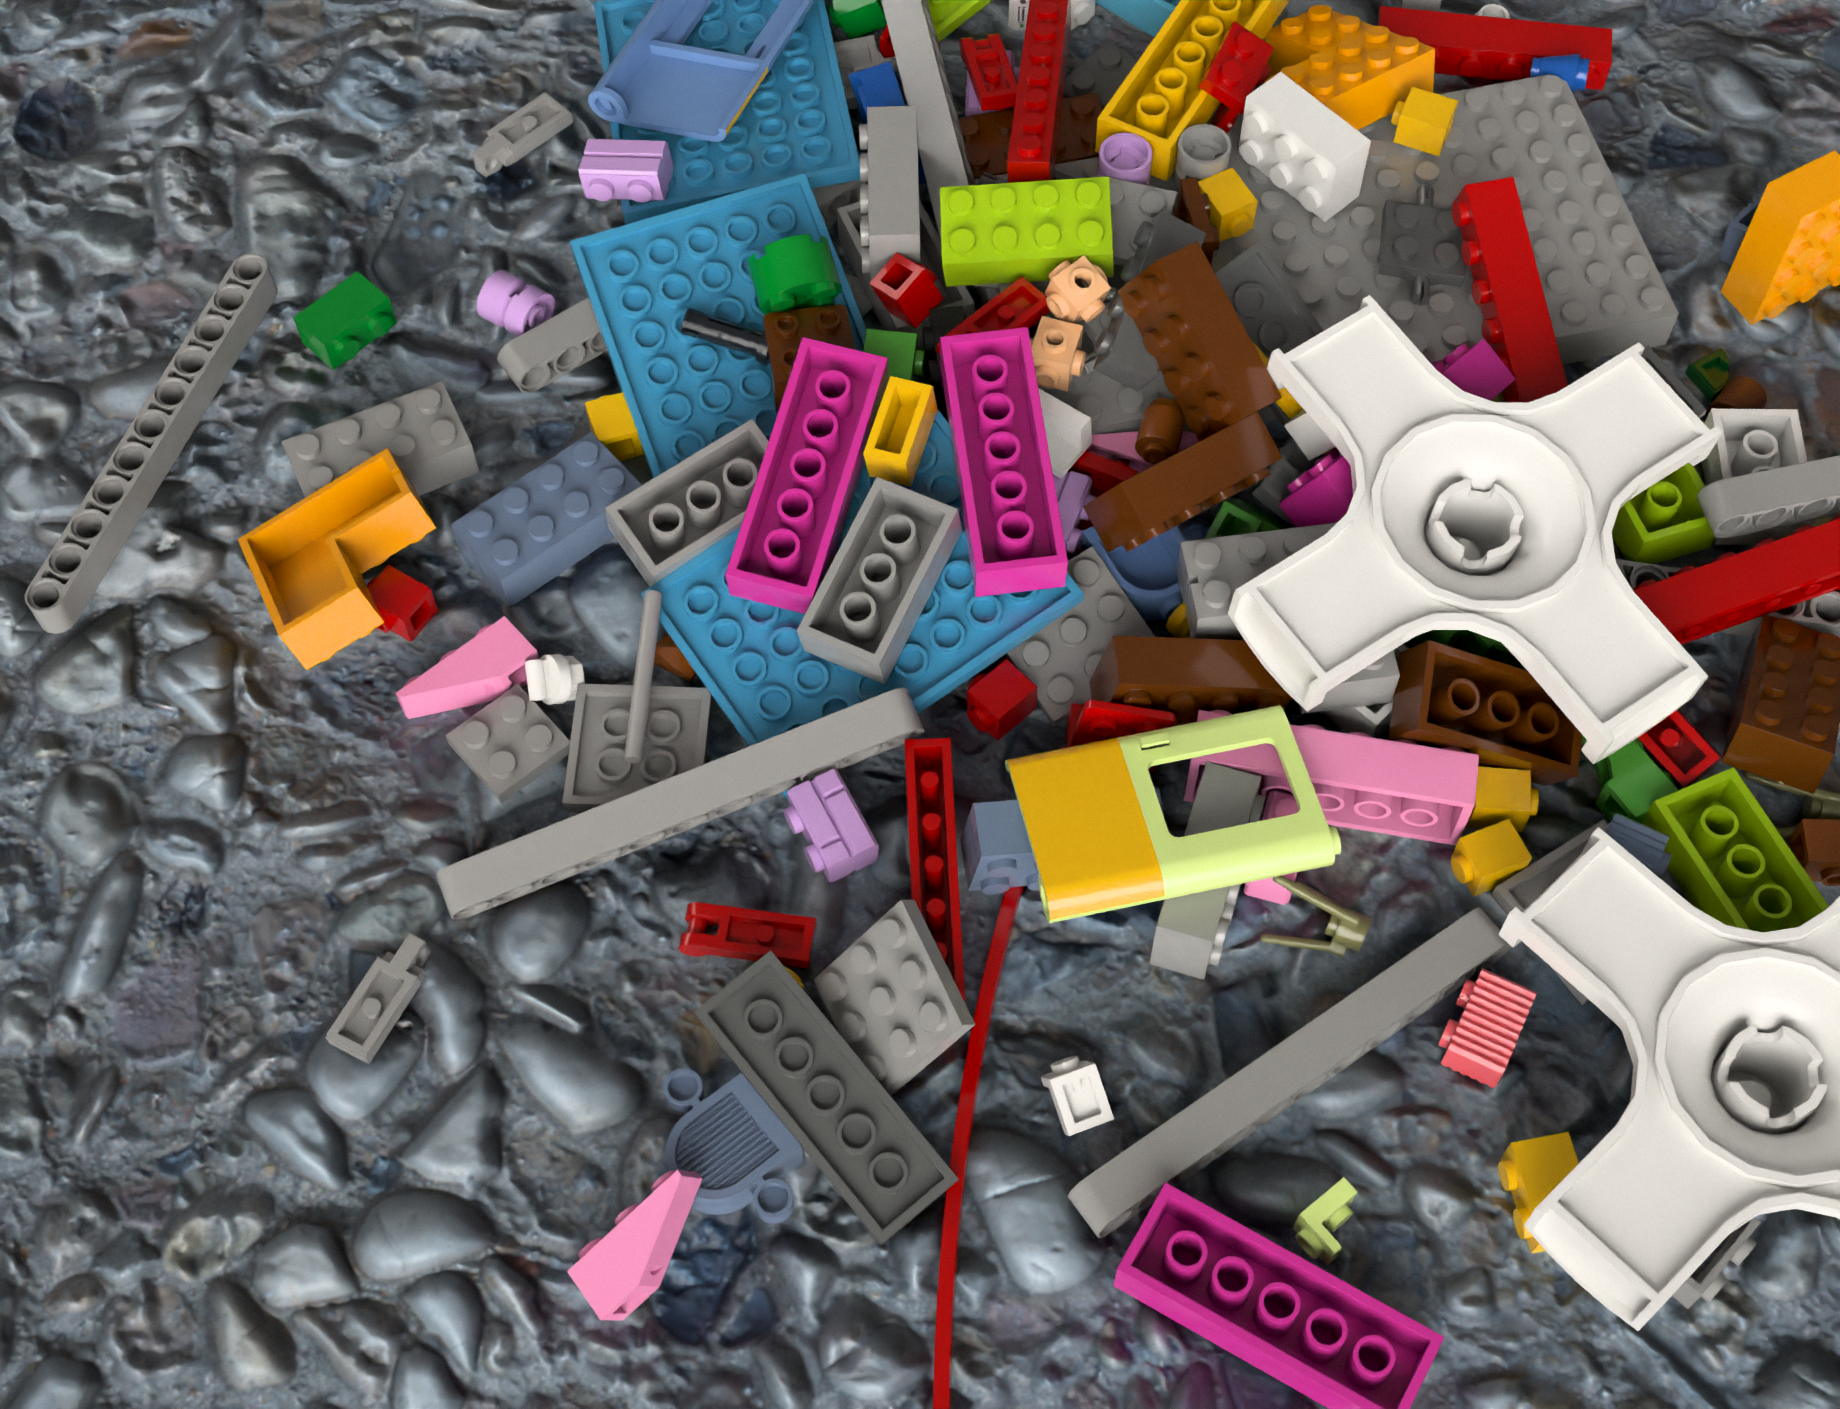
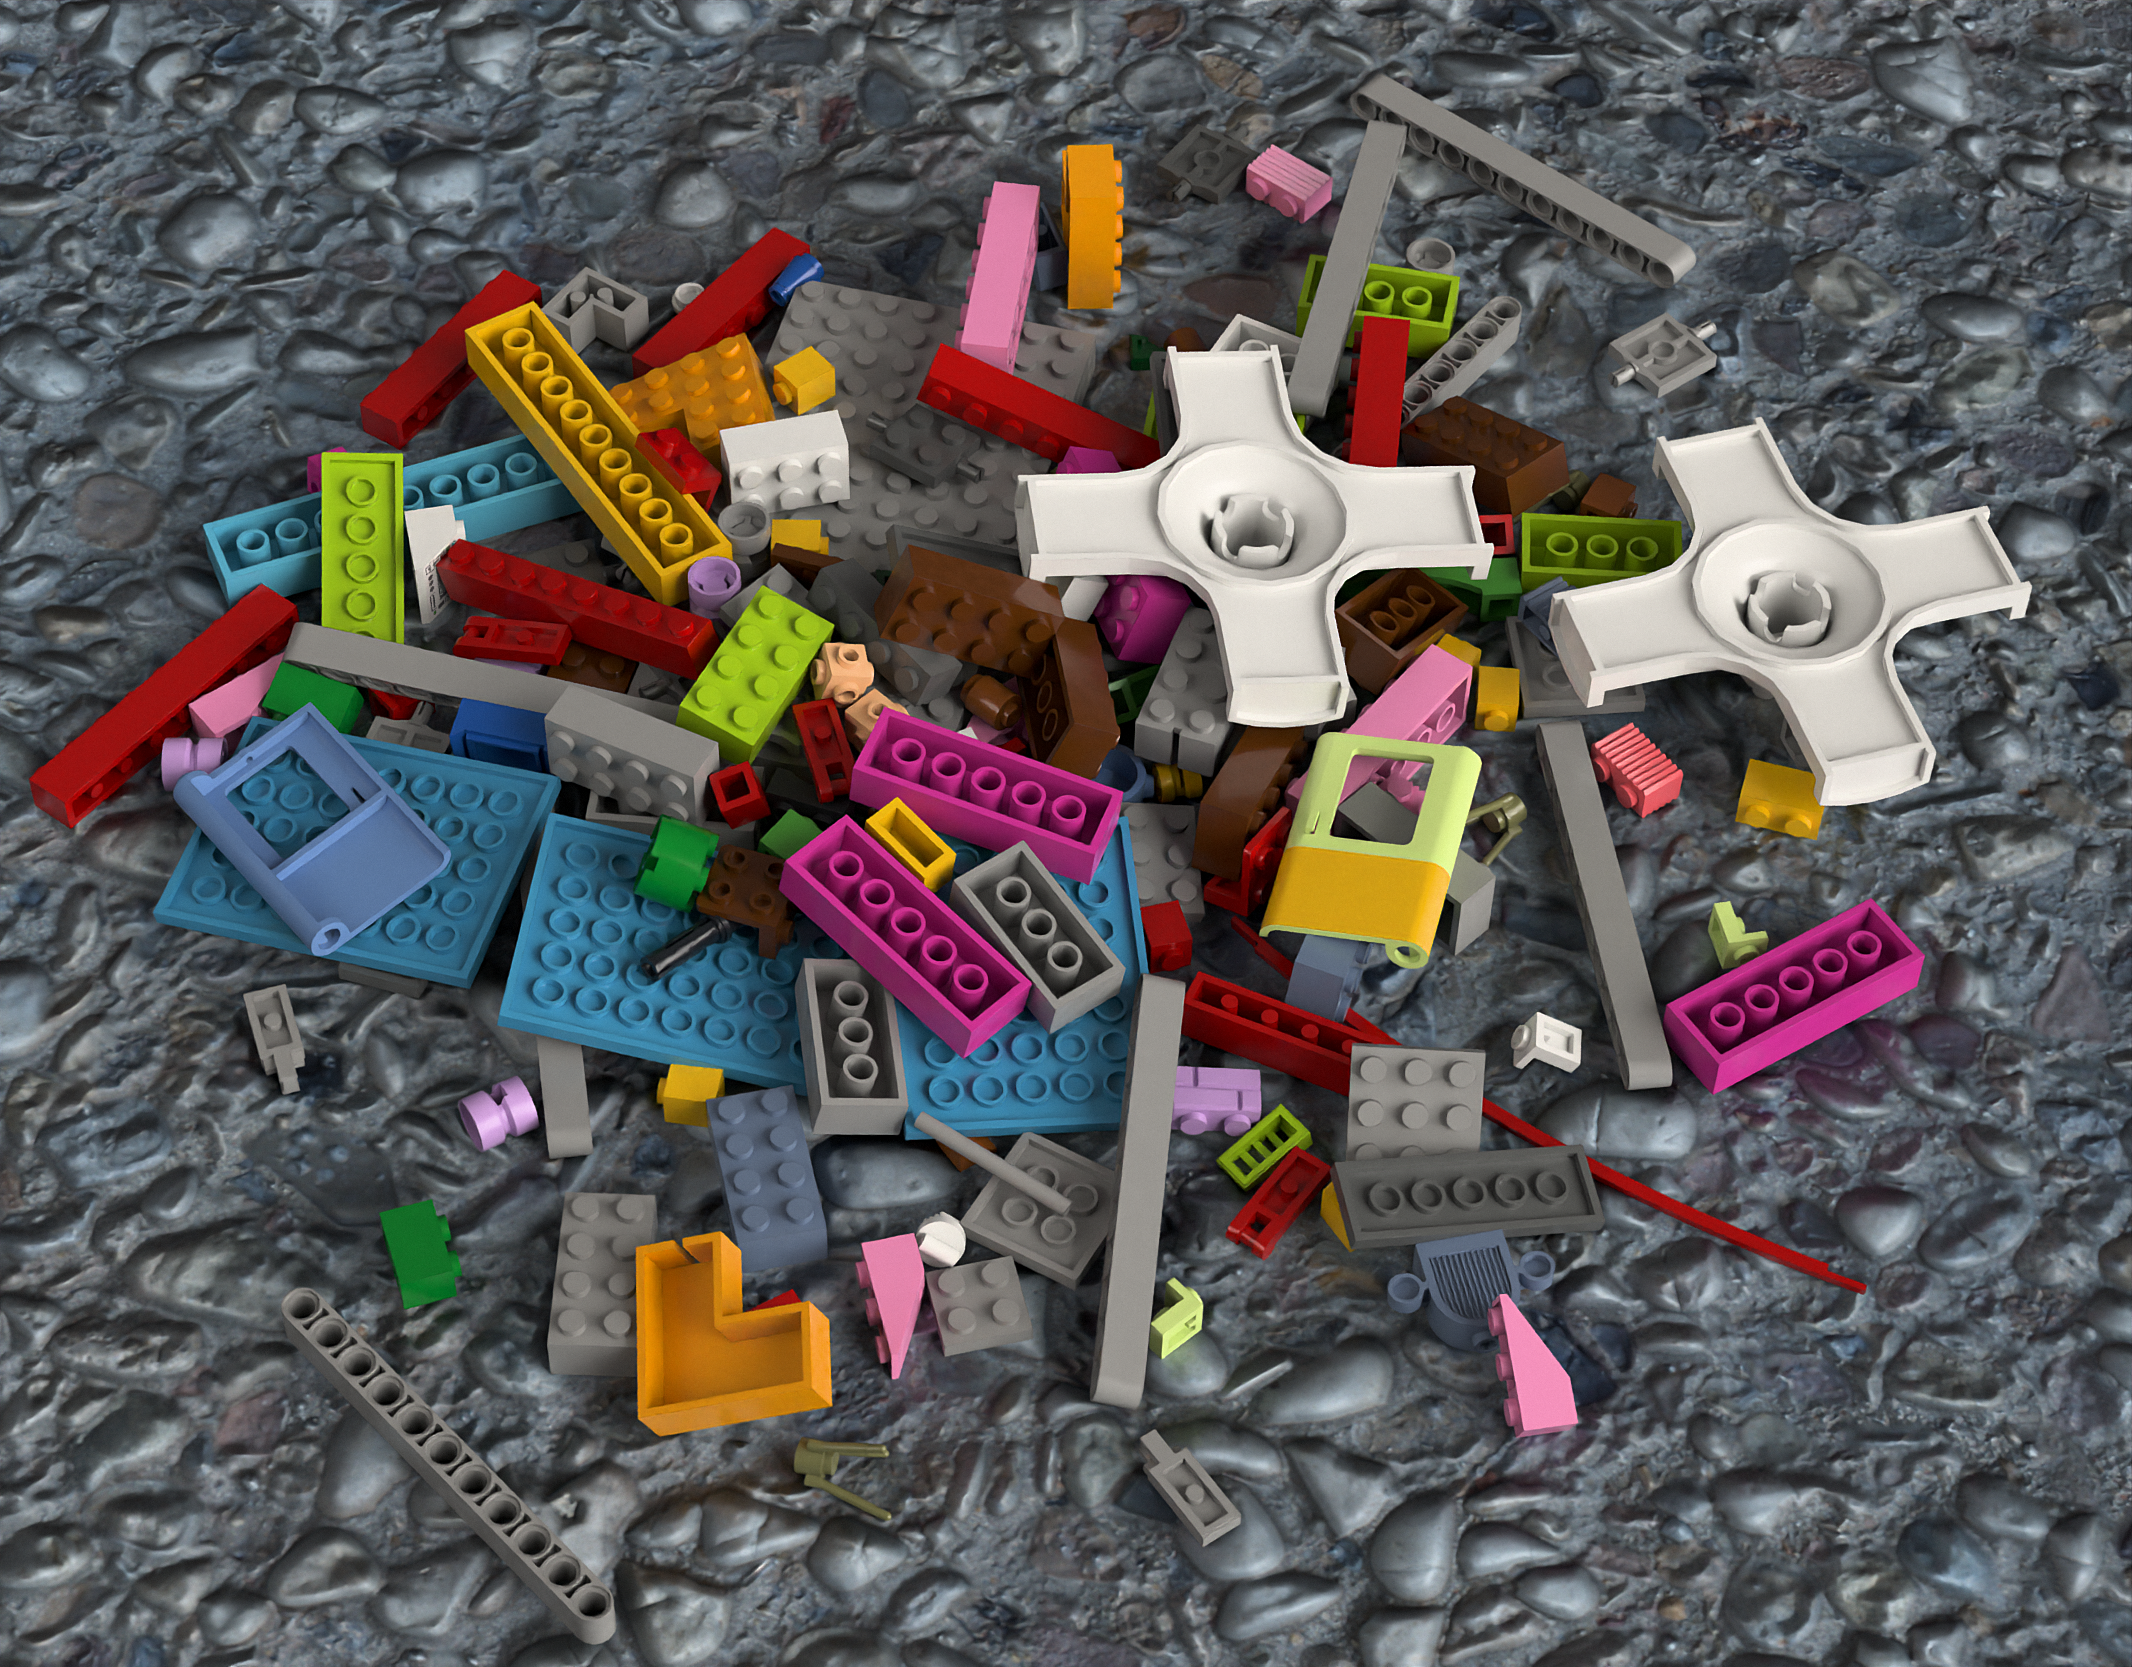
camera: 65 degrees left, 10 degrees down
(280, 698) = (821, 1457): none -> olive plant
(558, 907) = (1177, 1320): none -> yellowish green bracket
(626, 170) = (430, 949): lavender brick -> none
(835, 908) = (1275, 1121): none -> lime slope
(1647, 201) = (1001, 276): none -> bright pink brick

